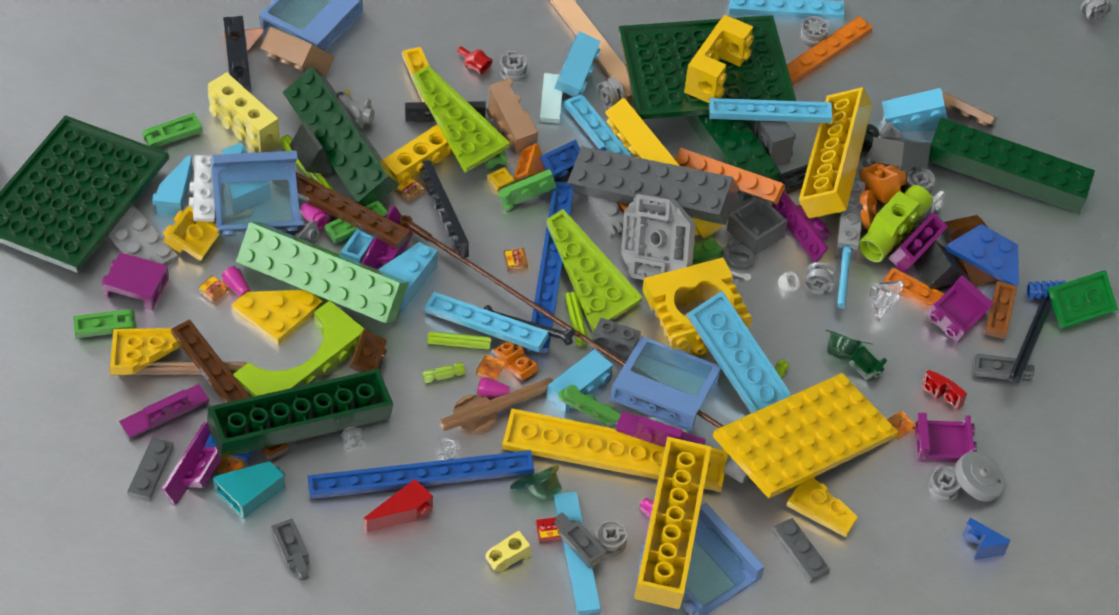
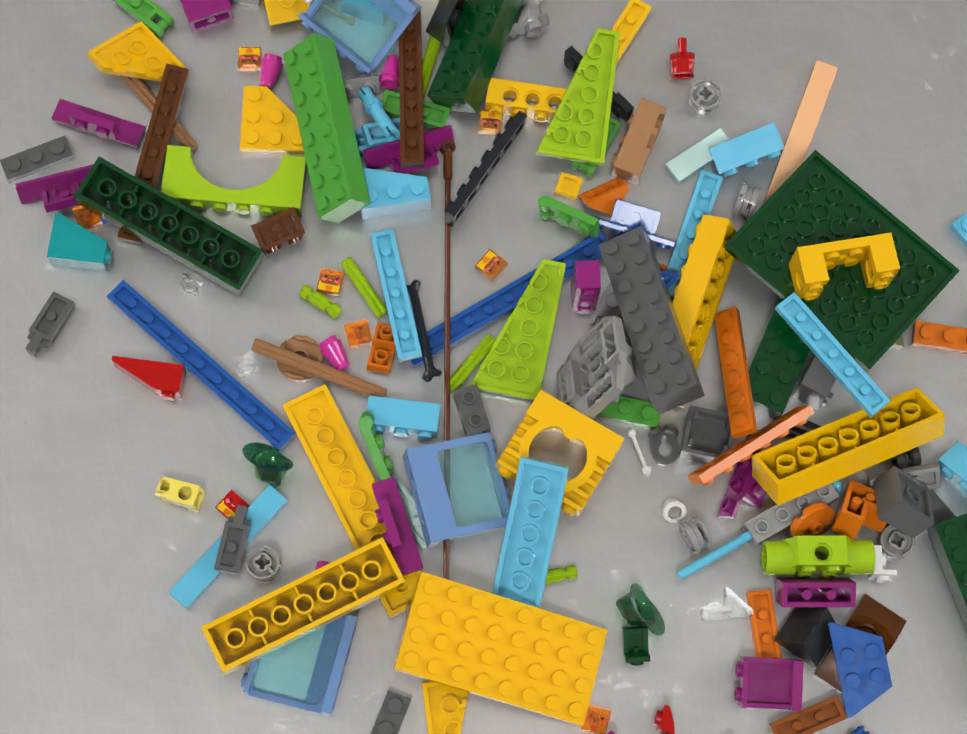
camera: 50 degrees right, 20 degrees up
(335, 237) = (374, 107): none -> medium azure pin
(435, 357) = (330, 282): none -> clear orange tile
(591, 207) = (585, 286): none -> magenta brick
(789, 199) = (757, 441): none -> orange plate

